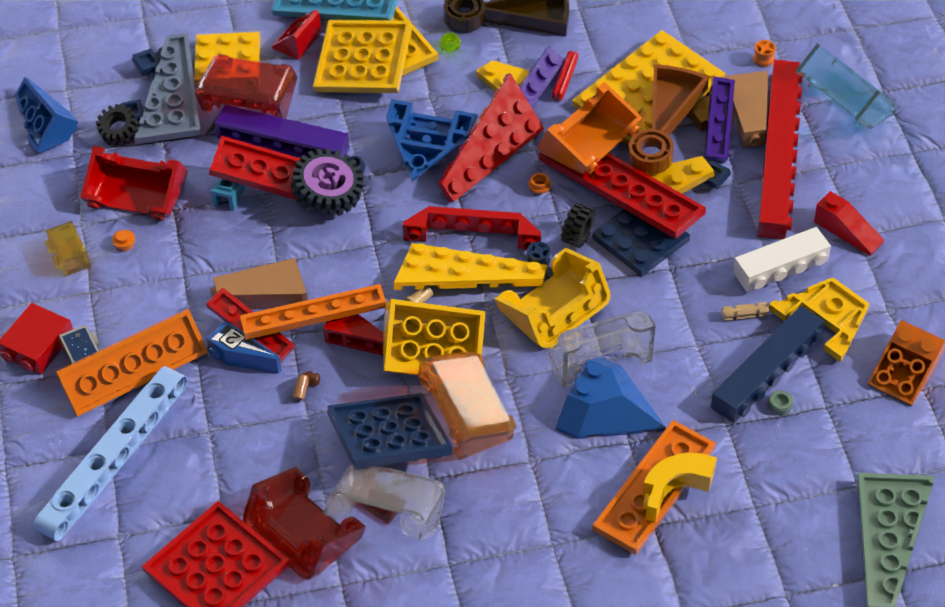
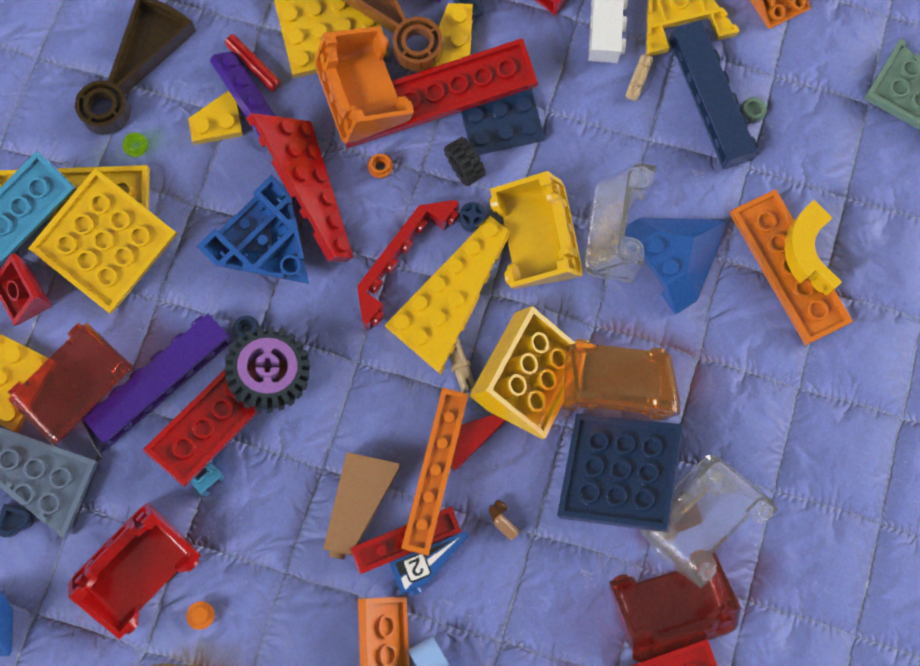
camera: 65 degrees left, 25 degrees up
(112, 116) = (16, 556): black tyre -> none

